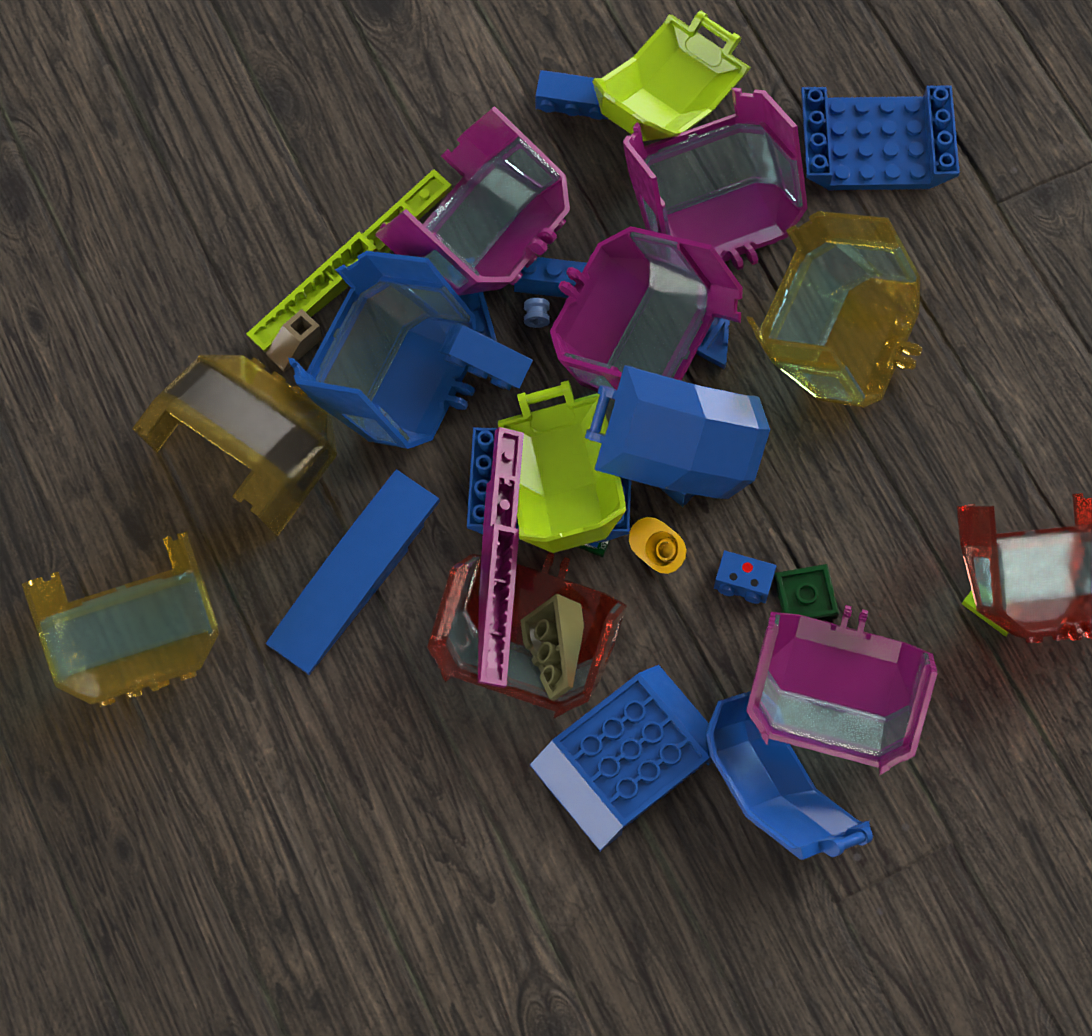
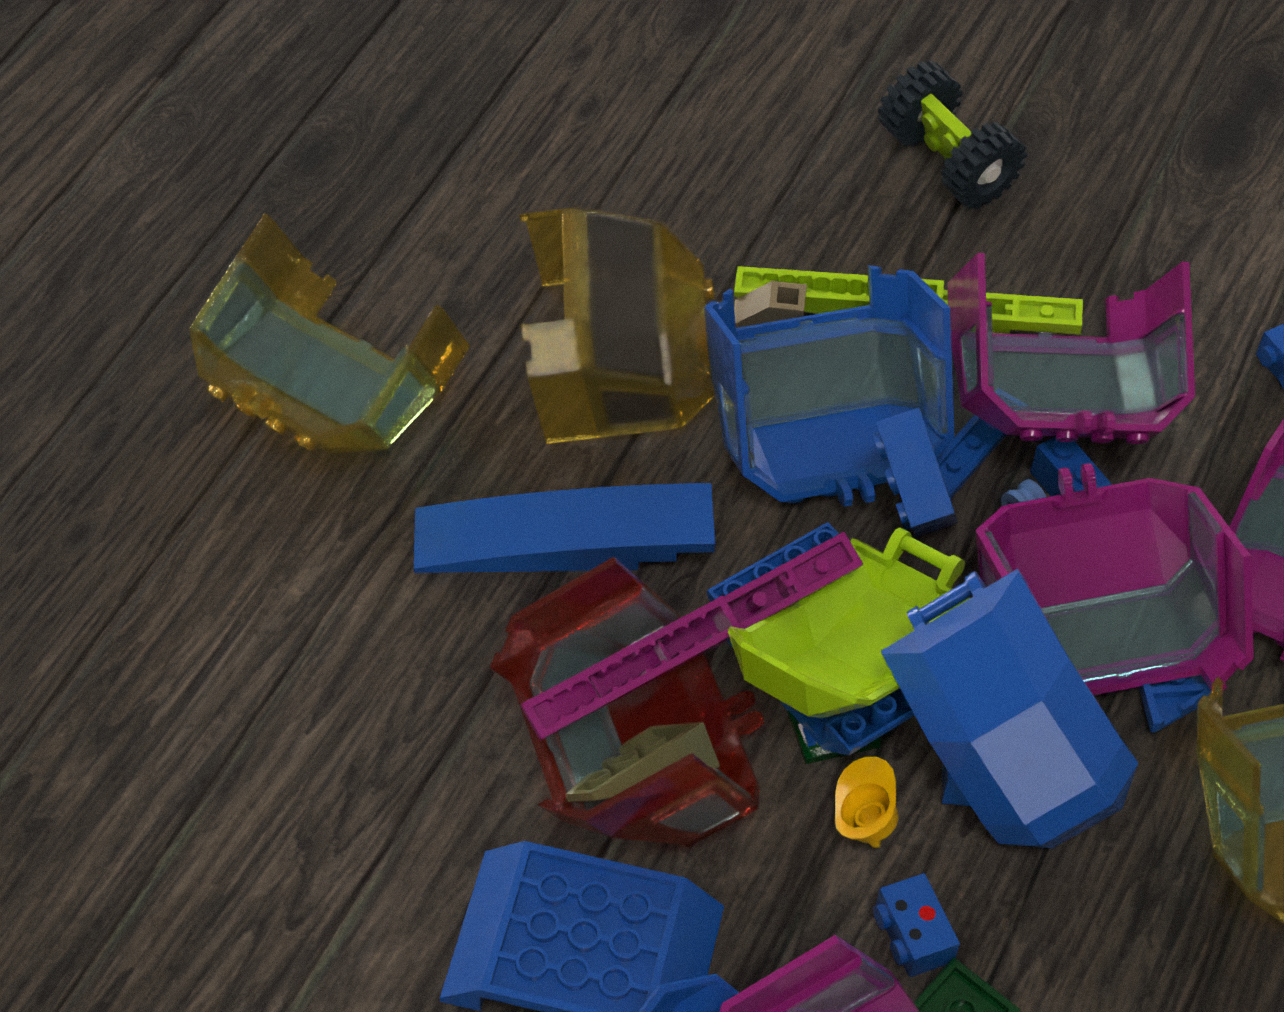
camera: 50 degrees right, 15 degrees down
(221, 139) = (976, 160): none -> black plate

